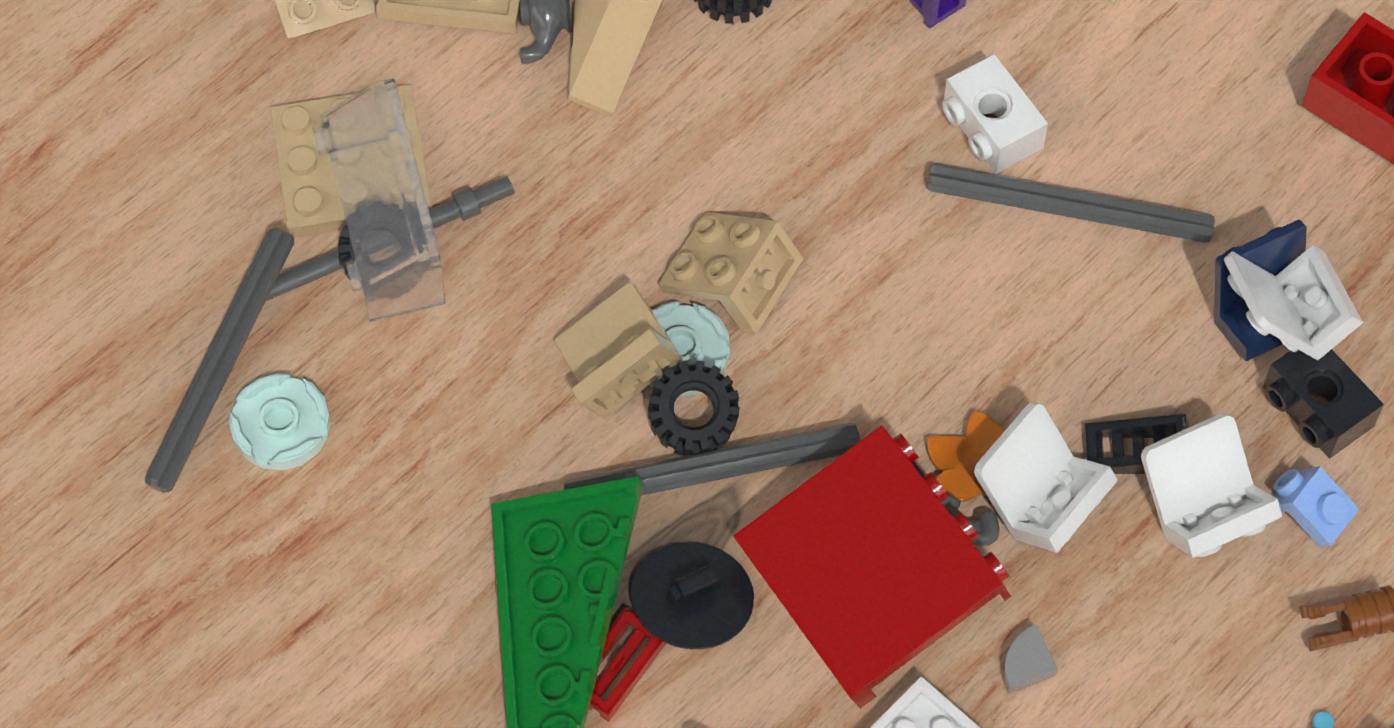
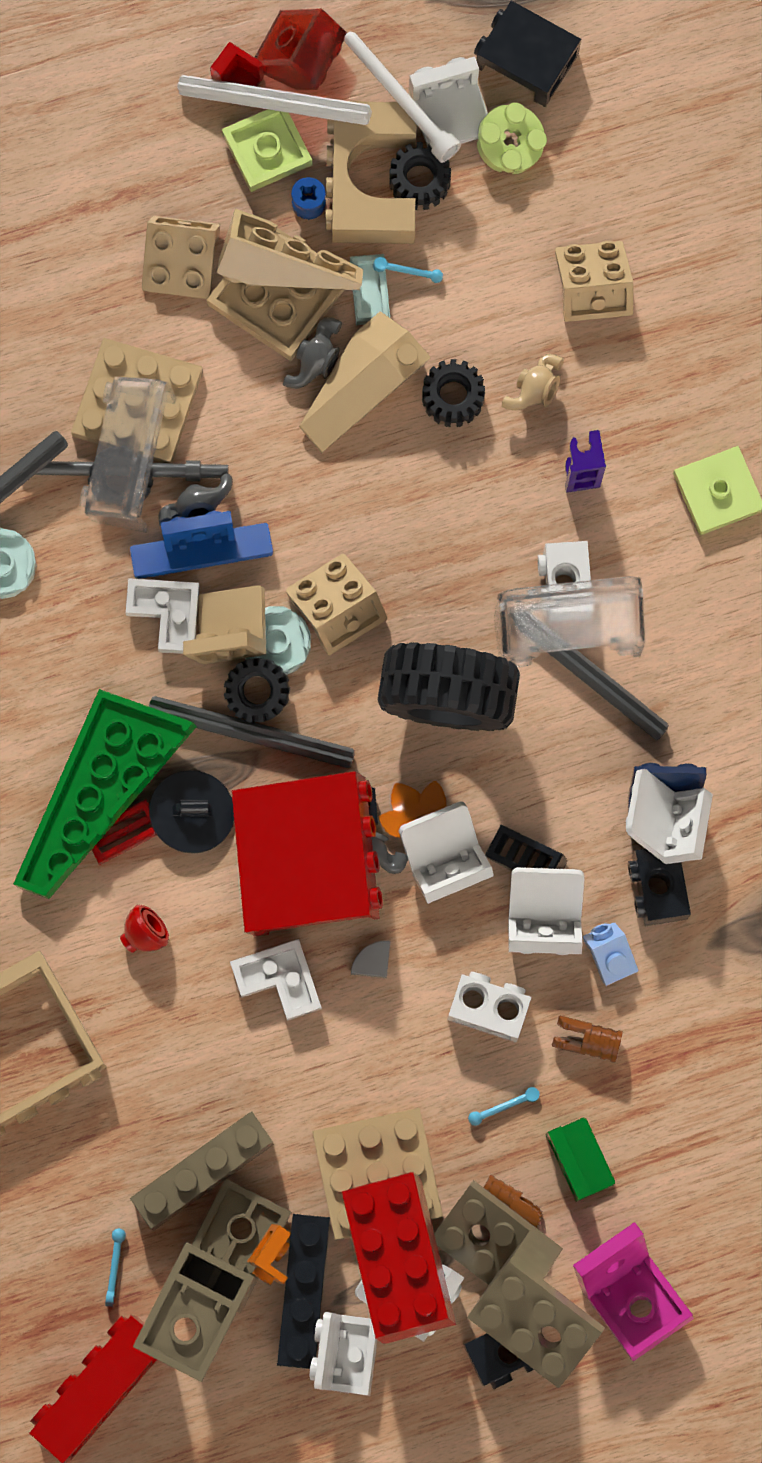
camera: 25 degrees right, 15 degrees up
(493, 237) = (197, 500): none -> dark grey piece
(523, 276) = (200, 544): none -> blue bracket
(525, 362) = (172, 602): none -> white plate
(936, 275) = (448, 686): none -> black tyre
(1025, 133) = (570, 618): none -> clear windscreen
(1213, 652) = (486, 1016): none -> white brick

